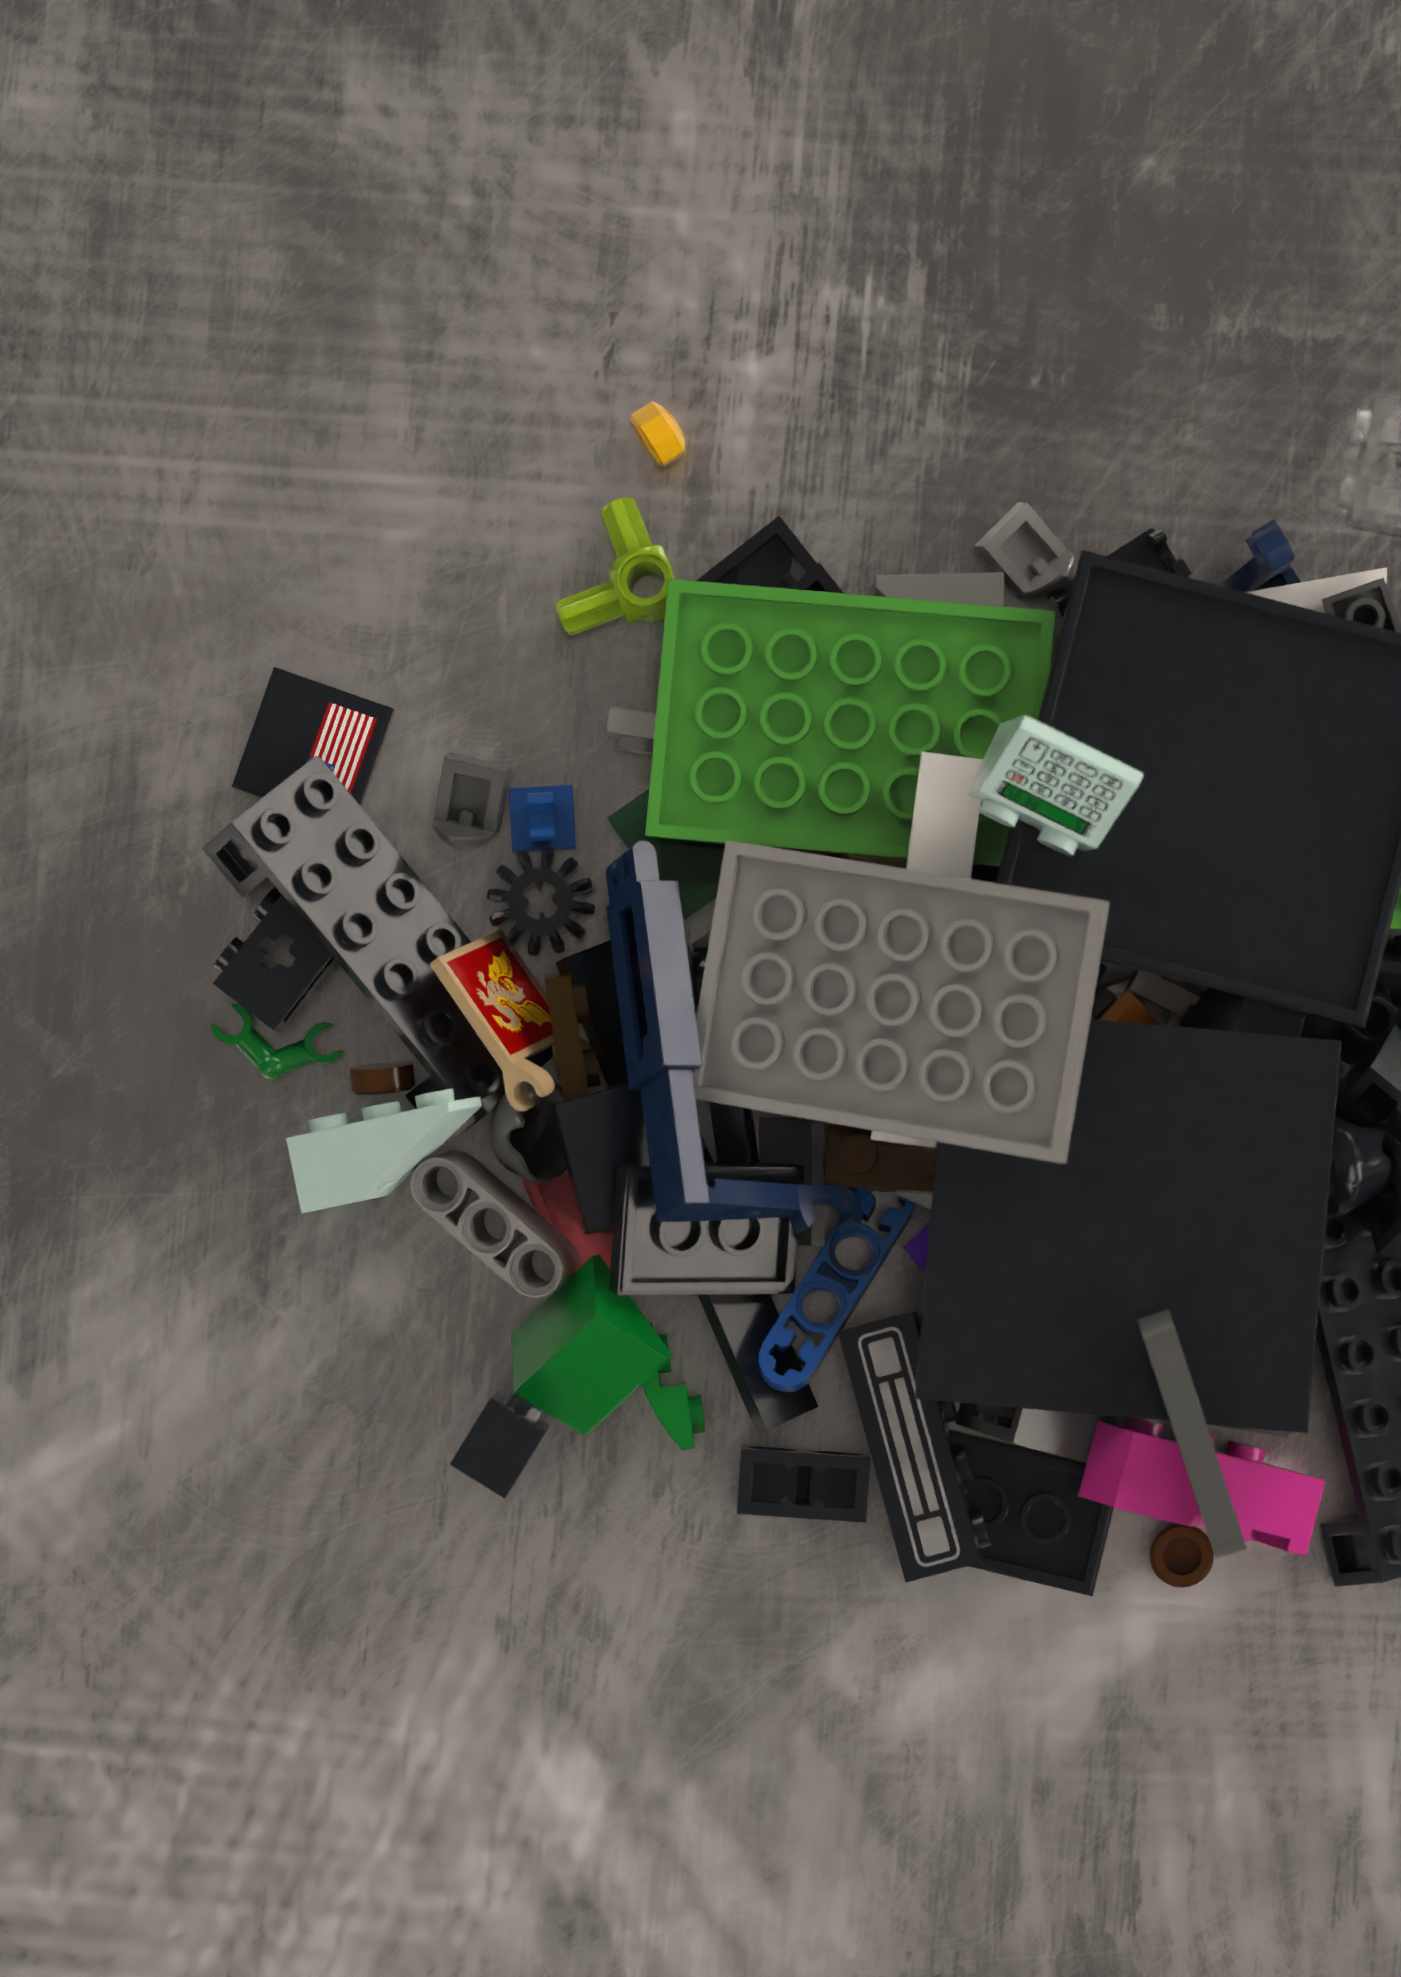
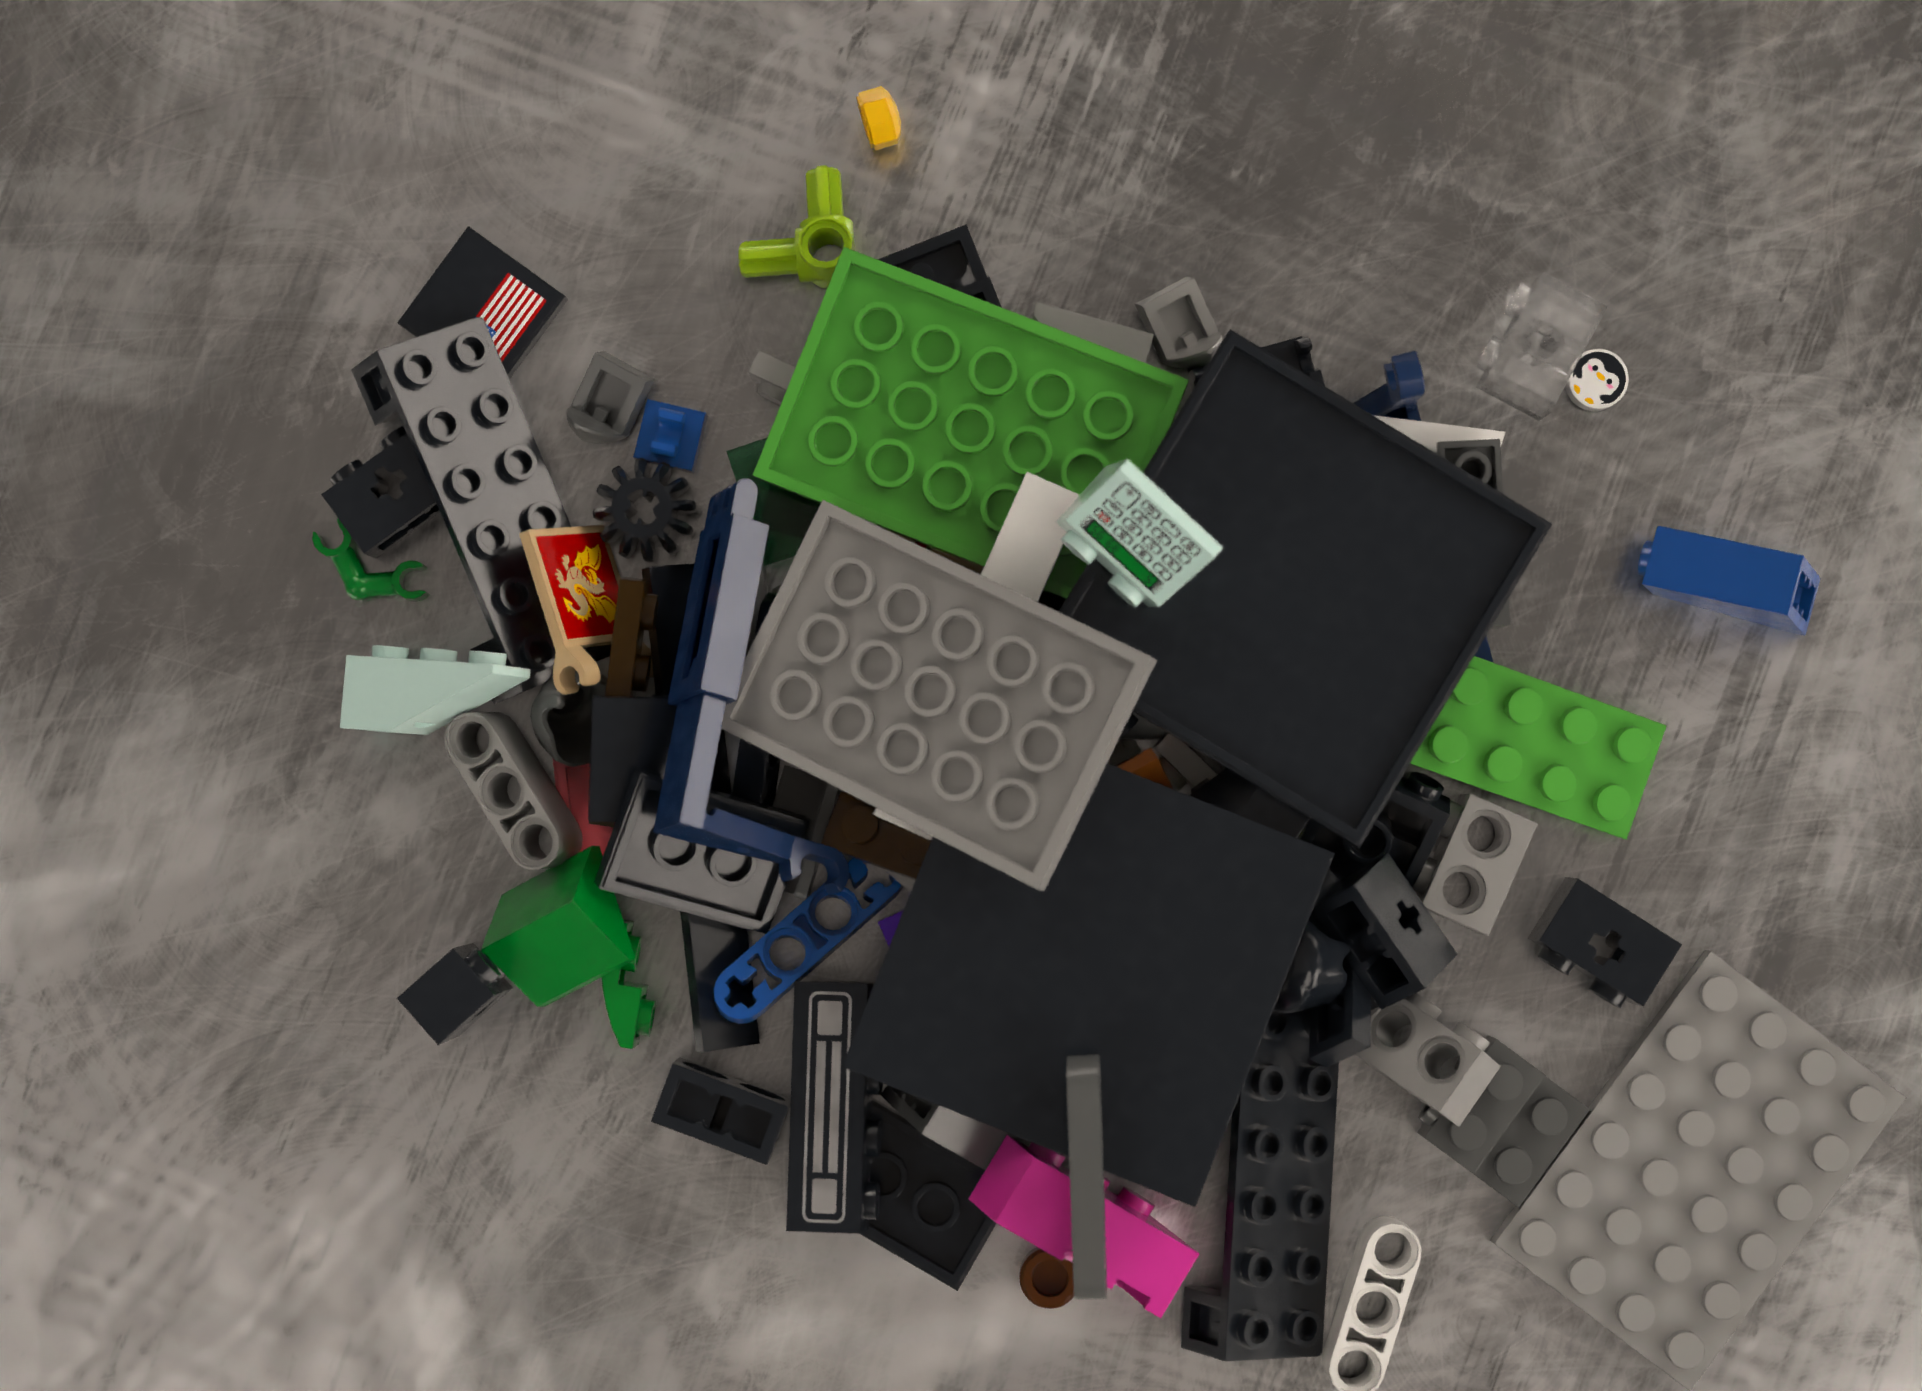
camera: 15 degrees right, 0 degrees up
(382, 1078) = (453, 627): reddish brown tile -> none

